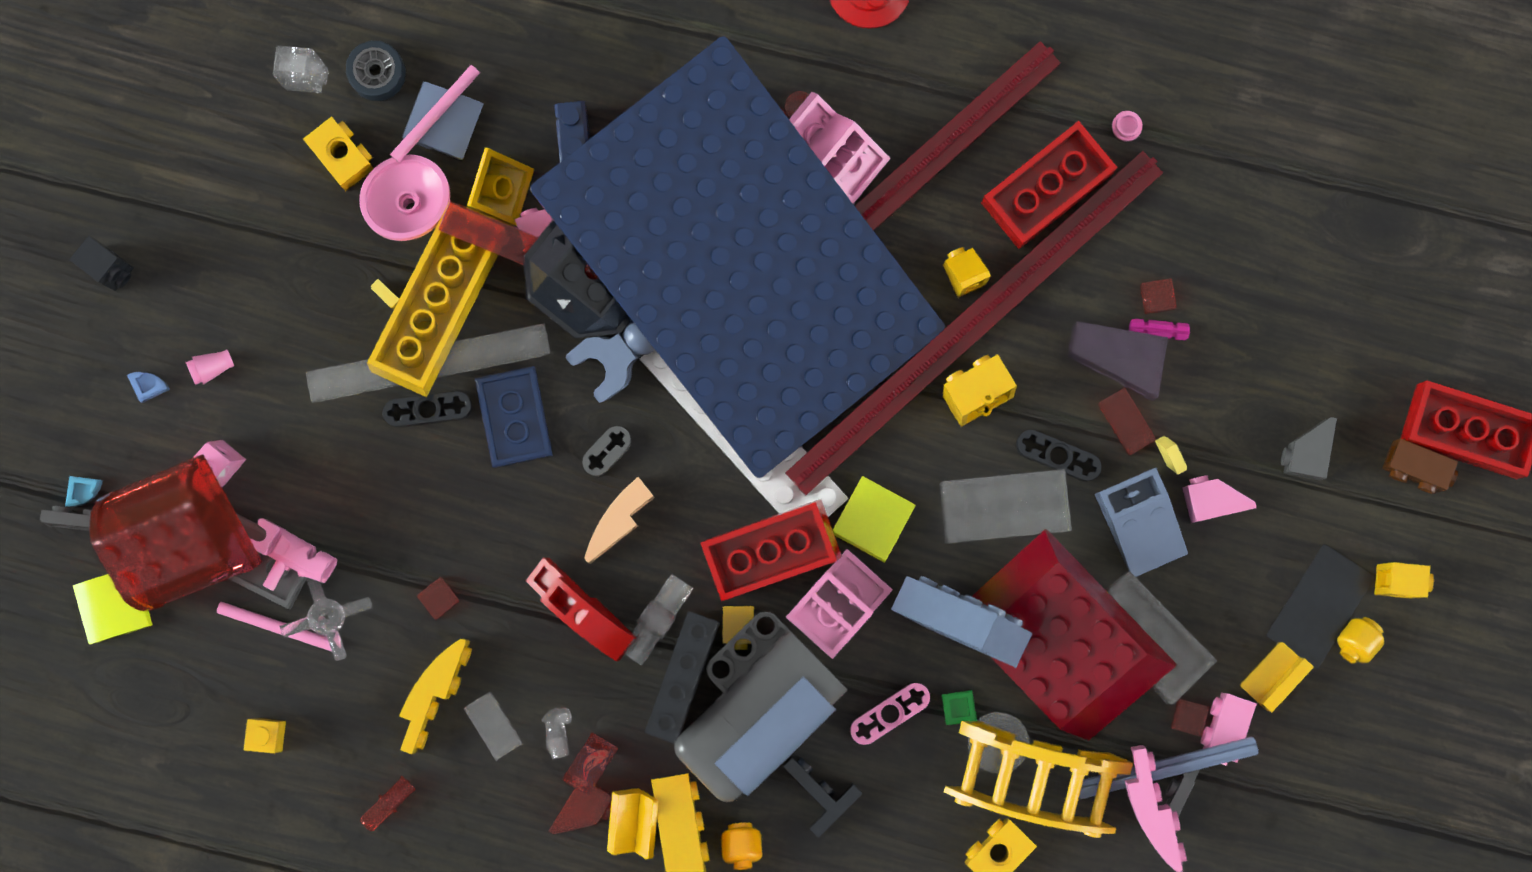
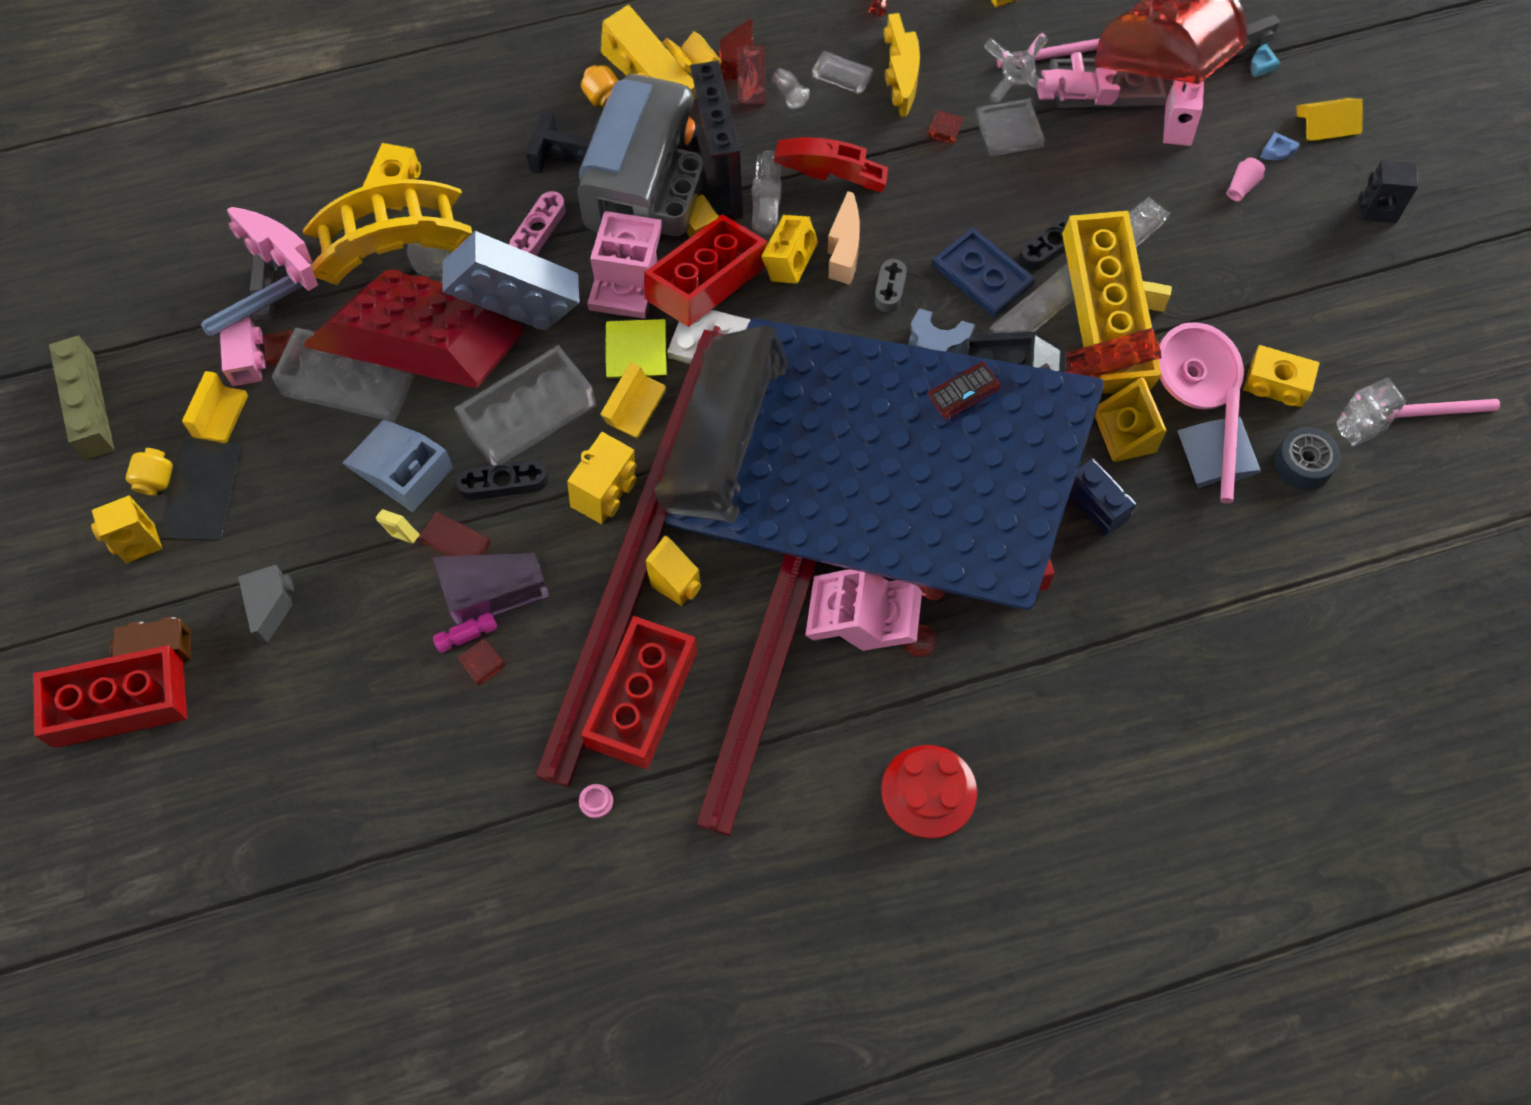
camera: 150 degrees right, 20 degrees down
(73, 386) = (1332, 118): none -> yellow panel
(224, 49) = (1449, 408): none -> bright pink bar
(377, 562) = (1009, 127): none -> clear tile
(645, 256) = (964, 390): none -> tile
(678, 534) = (790, 249): none -> yellow brick
(856, 368) = (719, 424): none -> clear smoke windscreen
(906, 461) = (633, 401): none -> yellow panel
(1213, 499) = (336, 514): bright pink slope -> none
(1392, 758) = (81, 398): none -> olive brick

